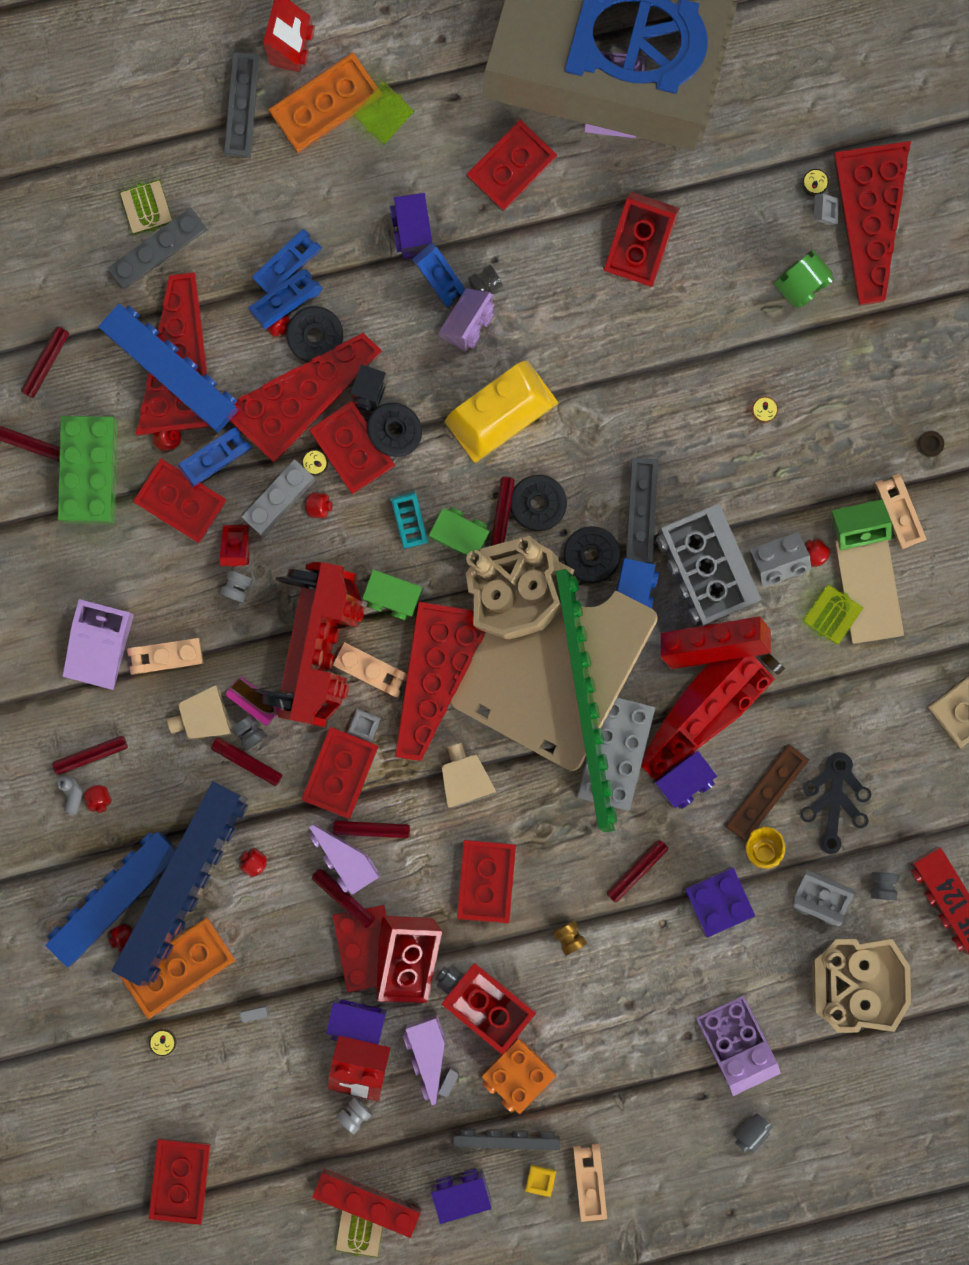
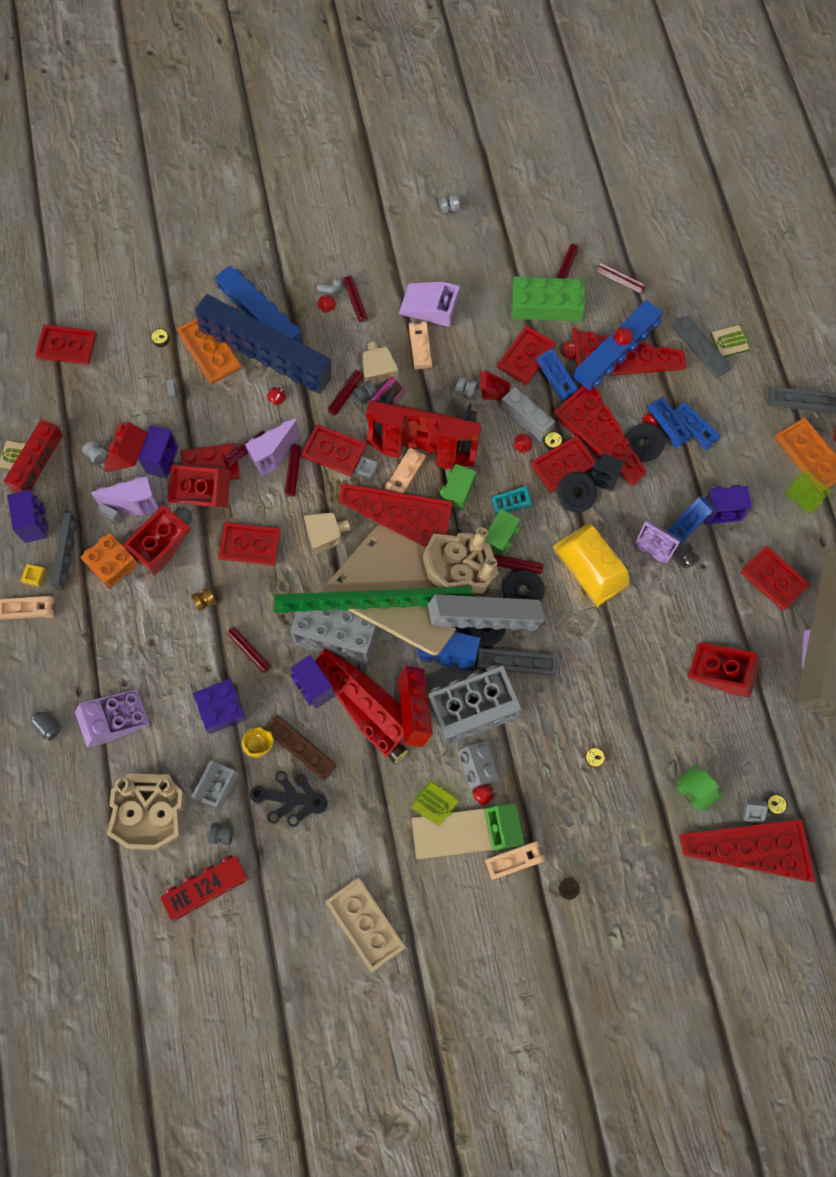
camera: 90 degrees right, 15 degrees down
(161, 361) = (623, 336): none -> red piece
(587, 551) = (485, 612): none -> light grey brick

